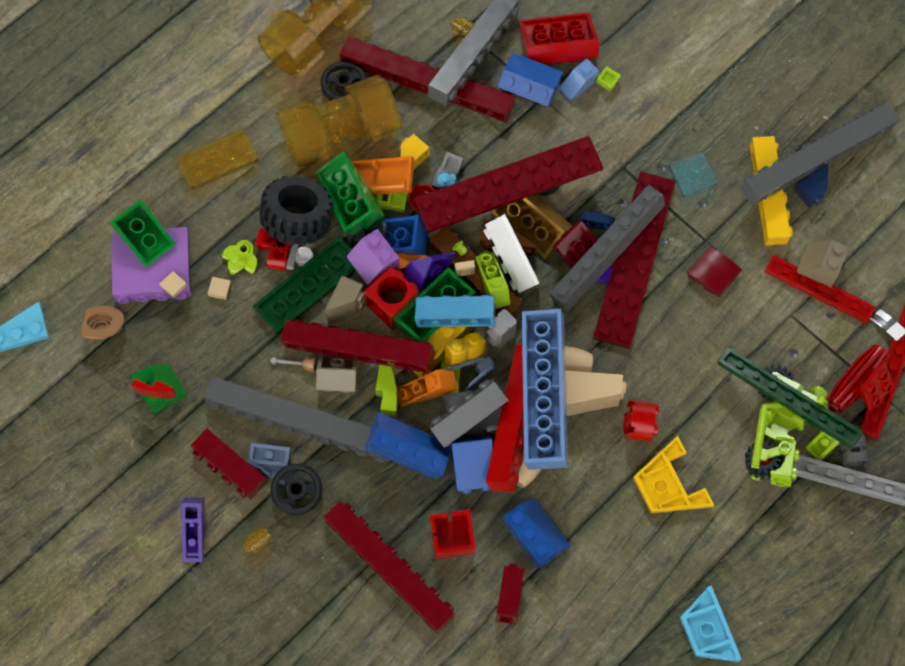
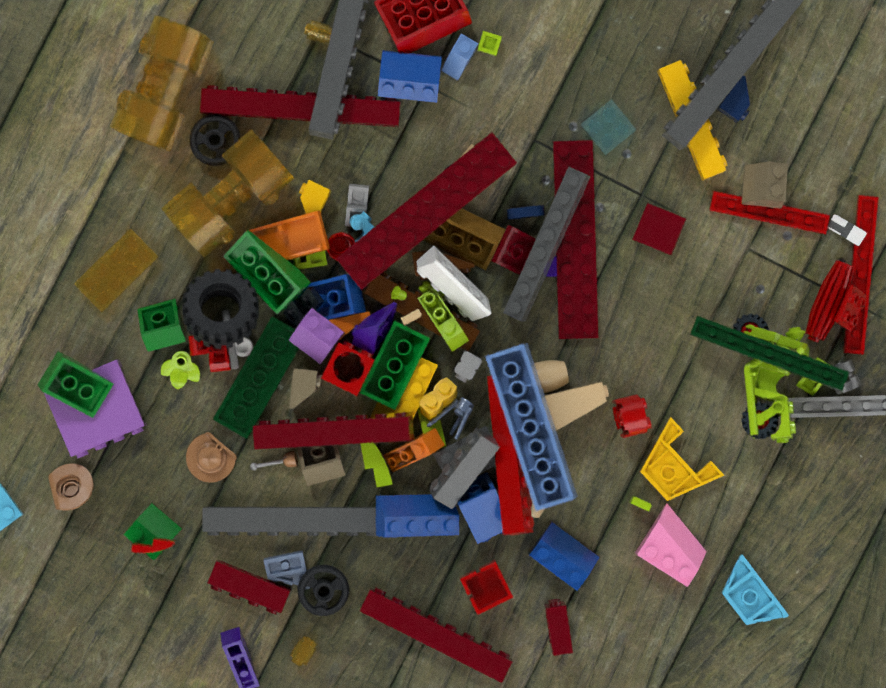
camera: 20 degrees left, 20 degrees up
(173, 284) = (127, 427): tan tile -> none
(219, 288) = (171, 409): tan tile -> none
(237, 342) = (209, 458): none -> medium nougat hat
(238, 215) = (161, 325): none -> green slope
(455, 311) = (418, 371): dark azure brick -> none
(625, 506) = (640, 503): none -> lime tile
(643, 558) = (672, 547): none -> bright pink wedge

